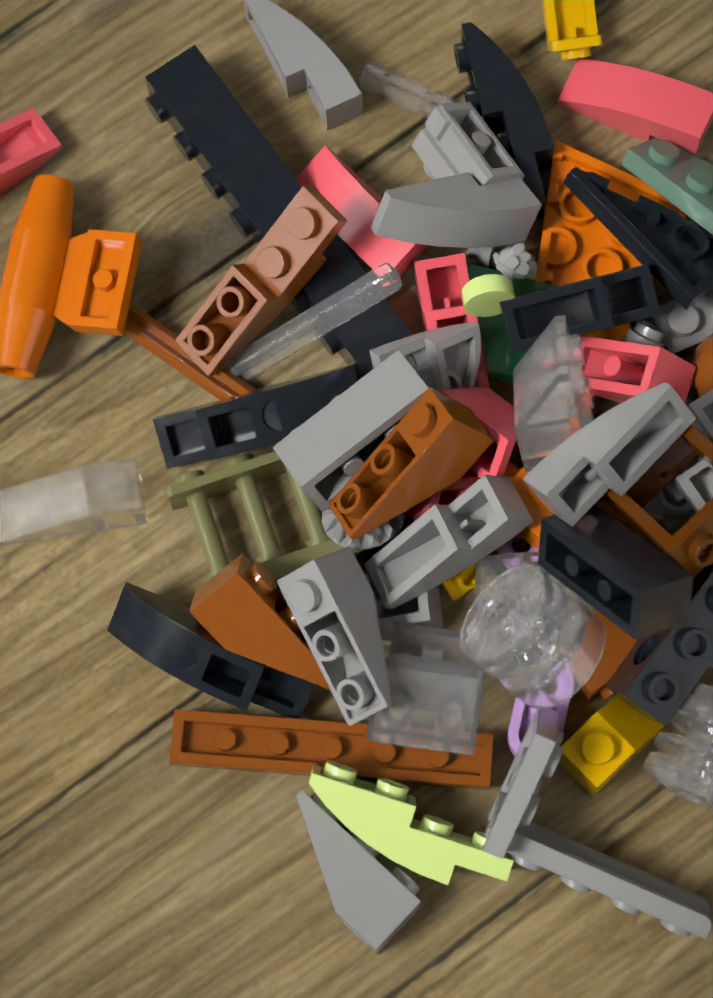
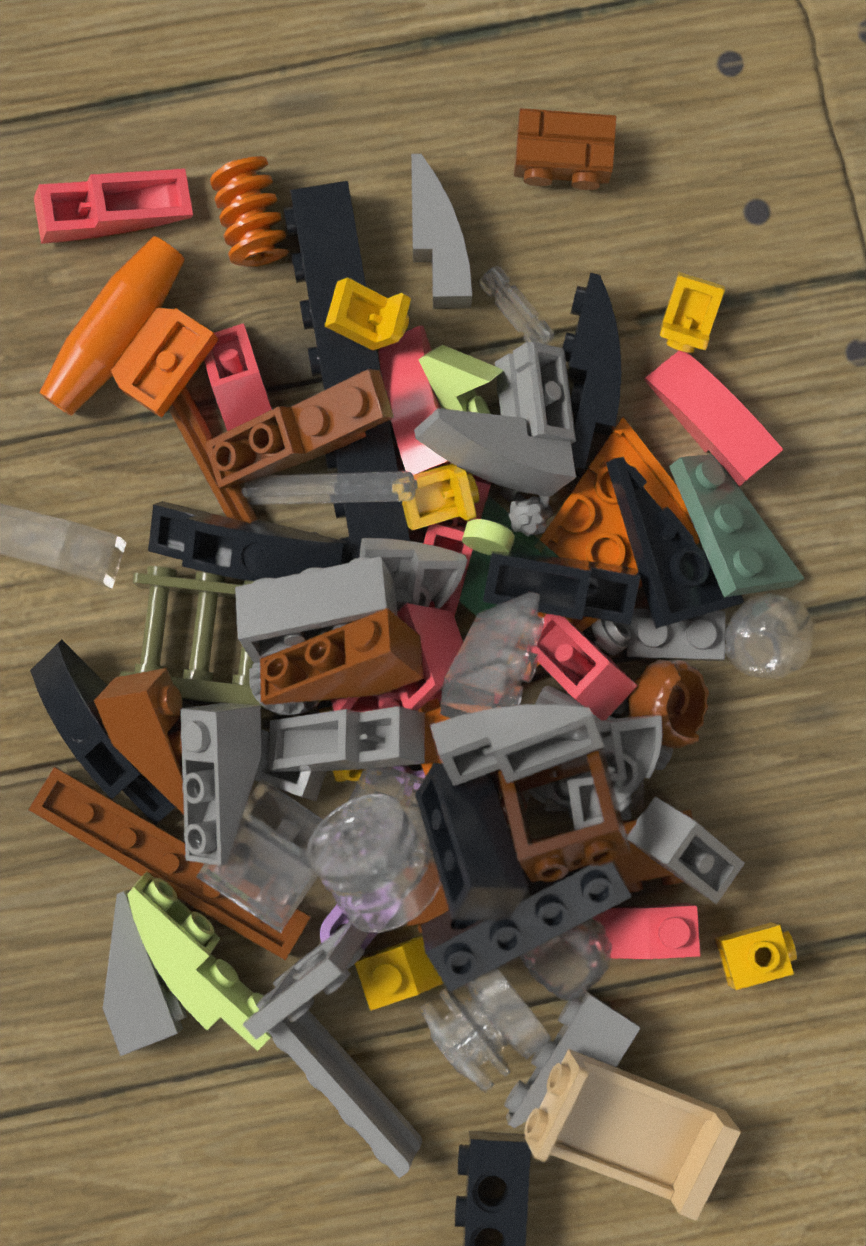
camera: 15 degrees right, 10 degrees up
(112, 120) = (245, 212): none -> orange piece
(176, 270) = (236, 378): none -> coral slope
(273, 150) = (367, 315): none -> yellow bracket
(381, 169) = (455, 378): none -> yellowish green slope
(426, 280) = (441, 496): none -> yellow bracket

